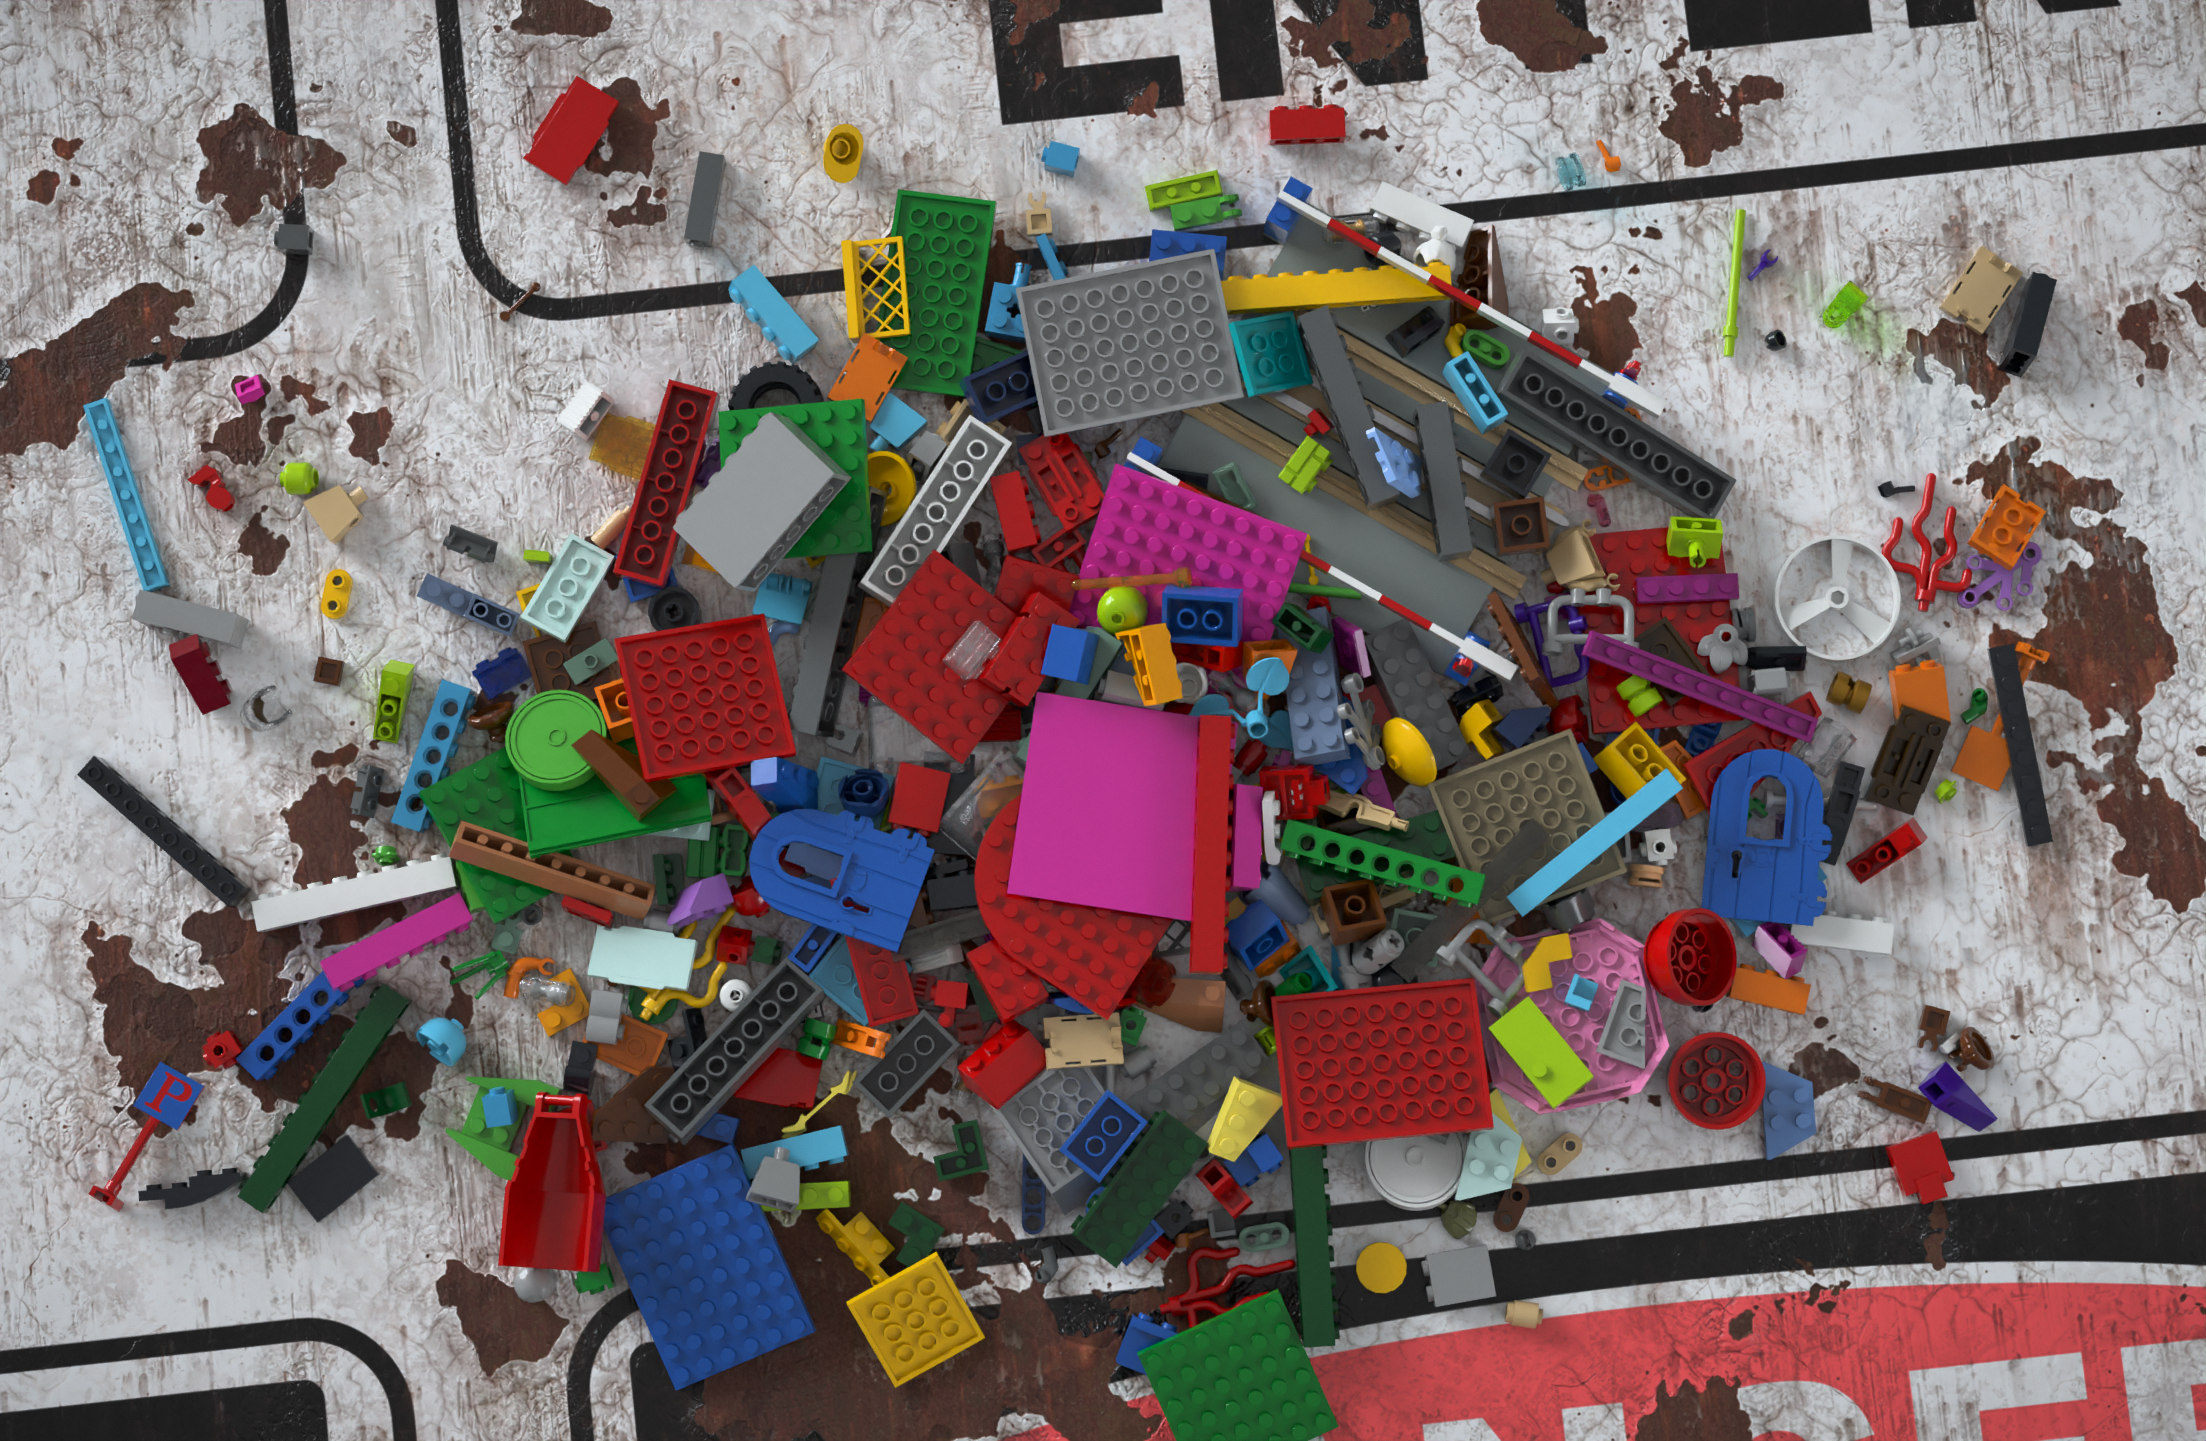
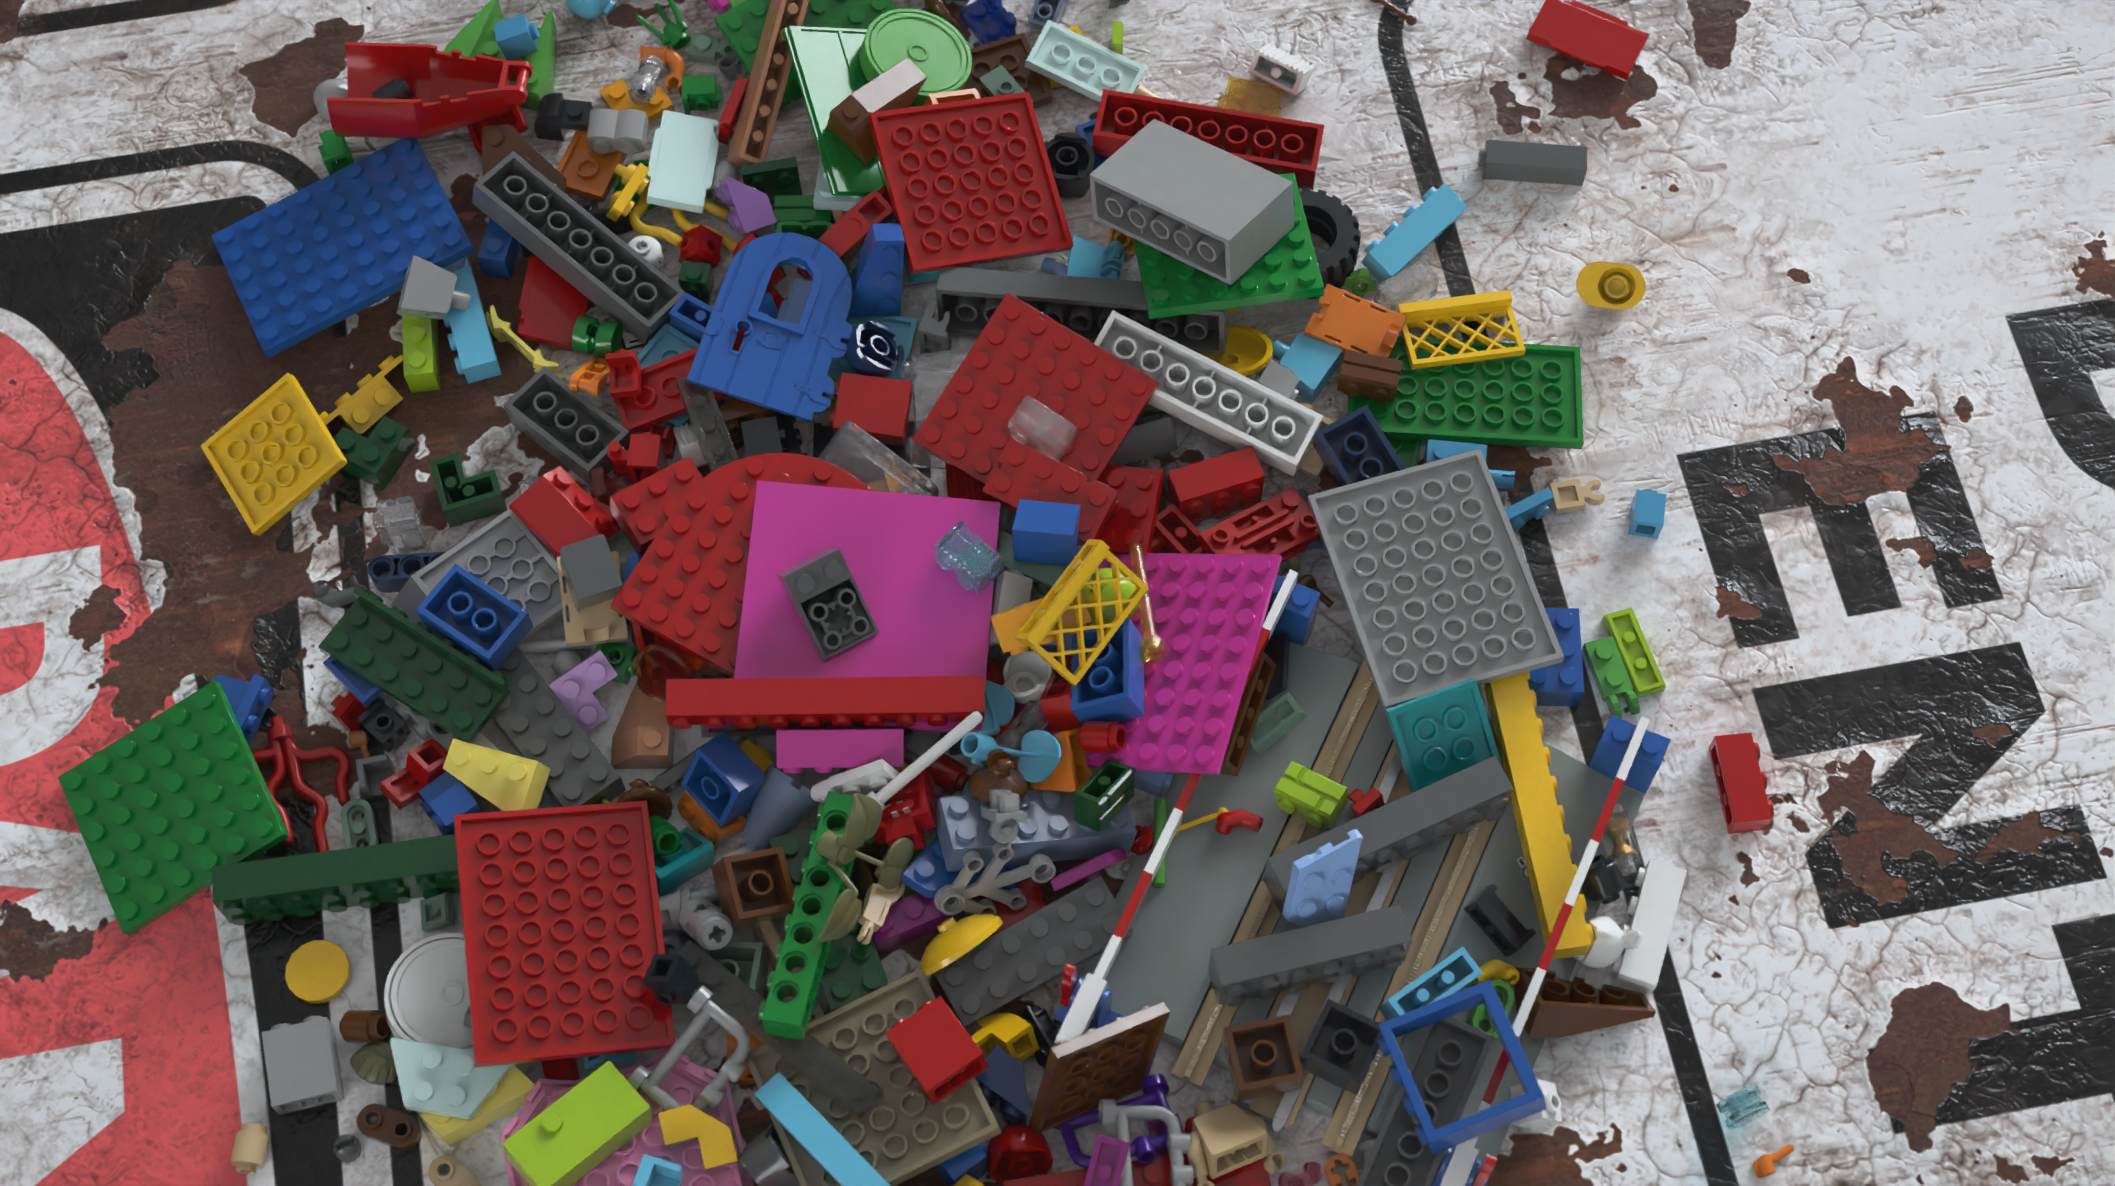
camera: 85 degrees right, 20 degrees down
(551, 1225) = (394, 90): none -> black brick
(562, 941) = (700, 93): none -> green brick
(679, 1007) = (621, 201): none -> yellow plate
(816, 368) = (1358, 276): none -> bright green plate
(872, 1010) = (624, 373): none -> red bracket
(920, 371) = (1369, 376): none -> reddish brown brick
(994, 1207) = (400, 525): none -> clear brick
(1074, 1037) = (590, 571): none -> dark grey piece
(1091, 720) = (968, 558): none -> clear light blue brick
(1123, 838) = (828, 602): none -> dark grey slope
(1150, 640) = (1060, 597): none -> yellow fence
(1158, 1055) = (577, 687): none -> lavender plate
(1257, 624) = (1102, 736): none -> red brick
(1285, 712) = (997, 776): none -> reddish brown hair
(1289, 808) = (926, 759): none -> white bar
(1313, 526) = (1240, 817): none -> red arm
(1321, 707) = (1002, 813): none -> light grey hips
(1340, 1171) = (437, 912): none -> sand green tile
(1341, 837) = (840, 850): none -> olive plant
(1430, 977) = (671, 979): none -> black brick
(1433, 1227) = (364, 1026): none -> reddish brown brick
(1504, 773) = (936, 1050): none -> red brick
(1576, 416) = (1483, 1121): none -> blue window

